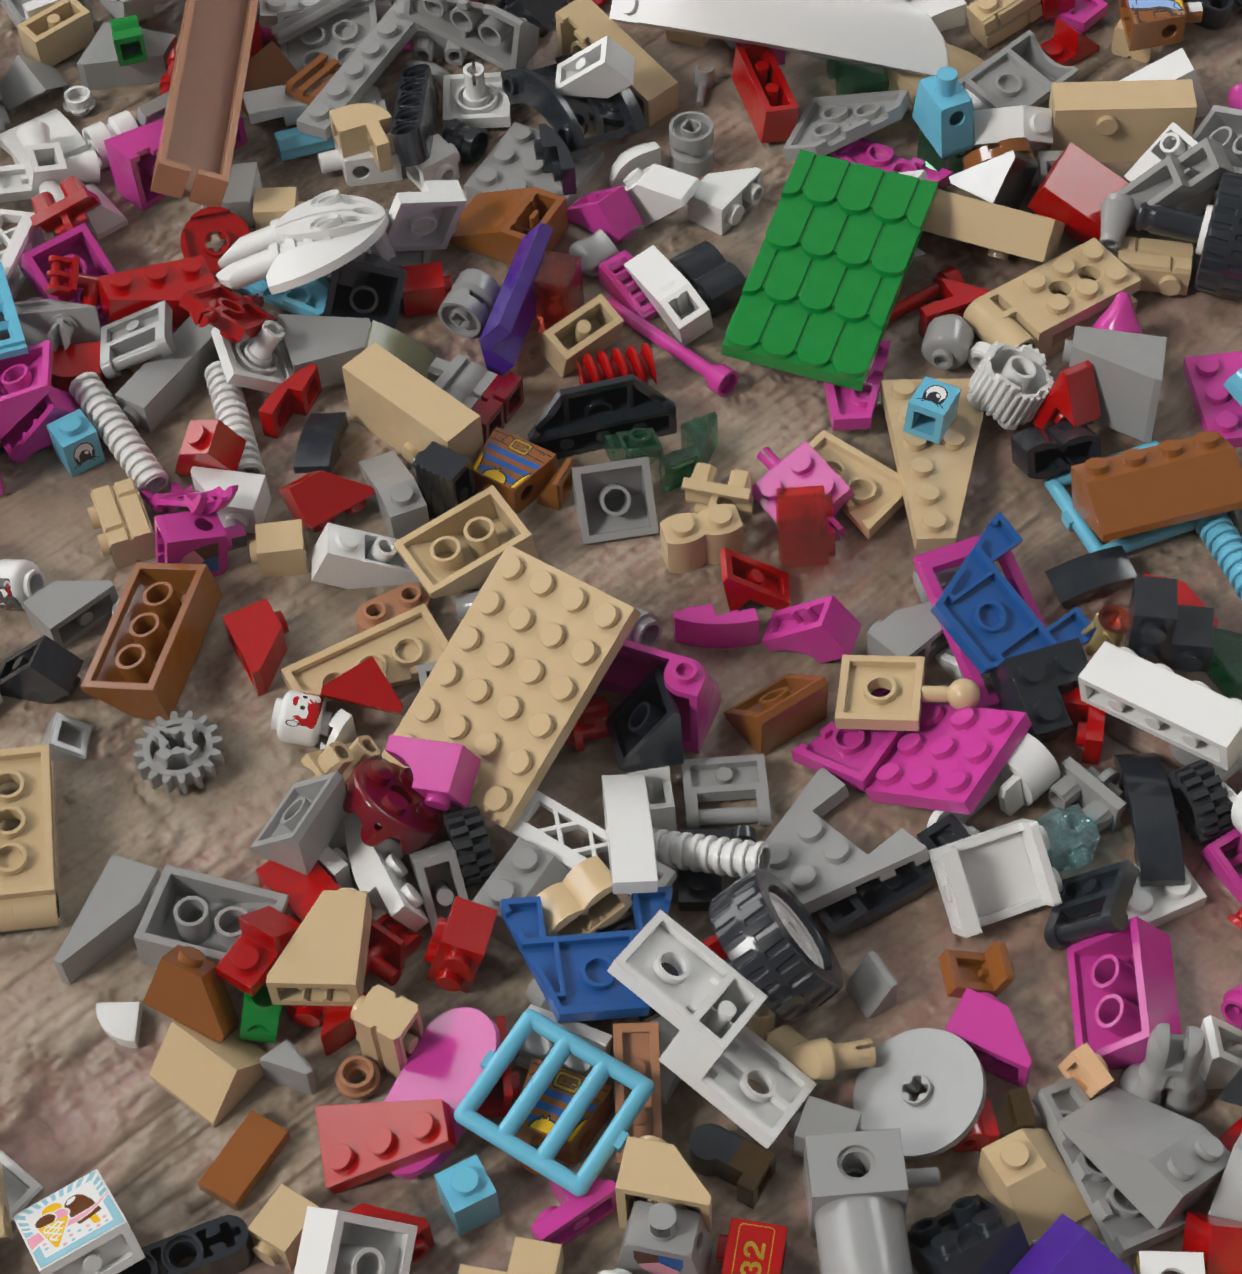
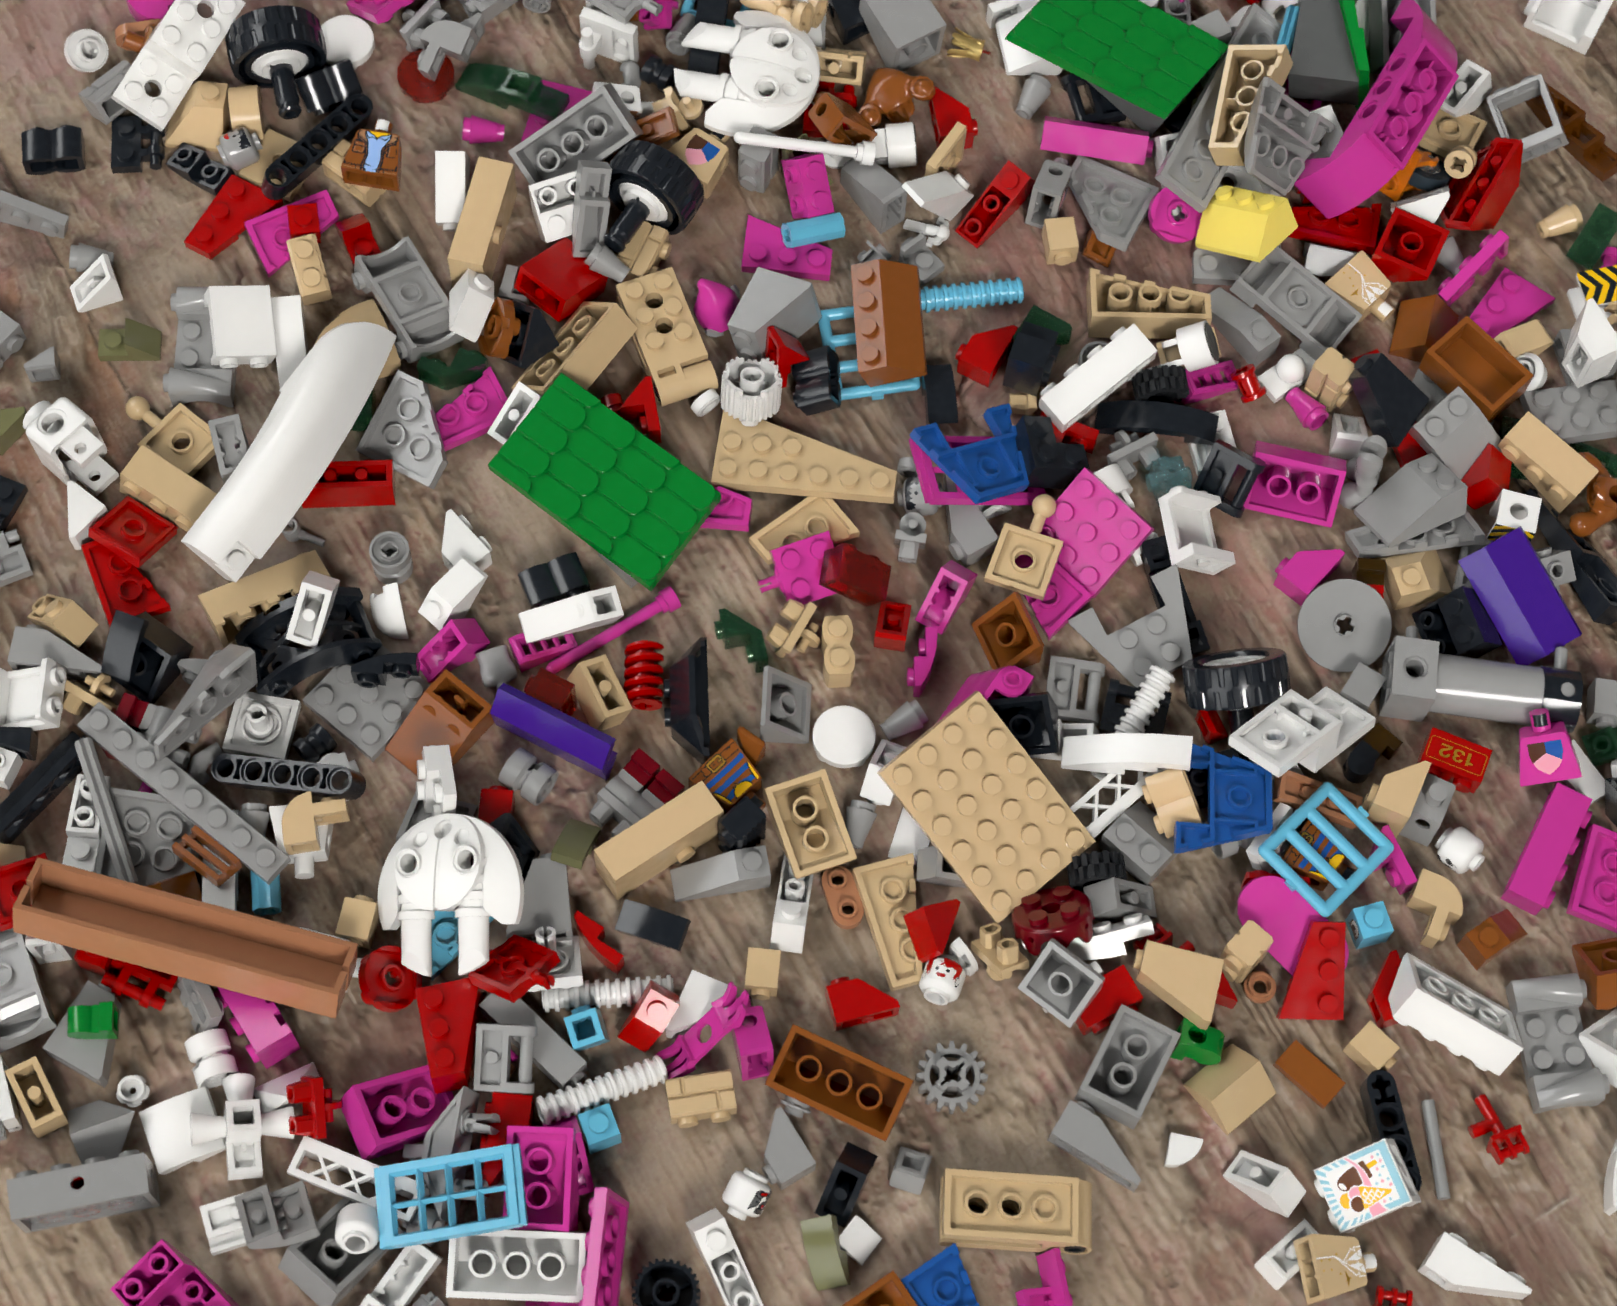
camera: 85 degrees left, 15 degrees up
(71, 280) = (419, 1104): red arm -> none
(77, 1122) = (1265, 1183): none -> white slope
(183, 401) = (586, 1028): none -> medium azure brick
(192, 993) = (1188, 1087): dark orange slope -> none
(257, 949) = (1171, 1029): red slope -> none
(289, 1068) = (1246, 1029): light grey slope -> none
(322, 496) = (721, 929): red slope -> none
(440, 770) = (1047, 871): dark pink arch -> none
(459, 944) = (1185, 891): red brick -> none
(600, 563) = (843, 737): none -> white tile
(633, 444) = (737, 684): clear green slope -> none
(817, 1057) = (1310, 677): tan arm -> none
(868, 575) = (910, 537): none -> light grey hips
(873, 986) = (1253, 632): light grey slope -> none
(932, 410) = (773, 450): medium azure brick -> none
(944, 112) = (450, 348): medium azure torso -> none
(947, 342) = (683, 423): light grey head -> none
(978, 971) = (1257, 564): dark orange bracket -> none
(1087, 1070) = (1346, 520): light nougat plate -> none
(1110, 624) = (1022, 390): piece -> none

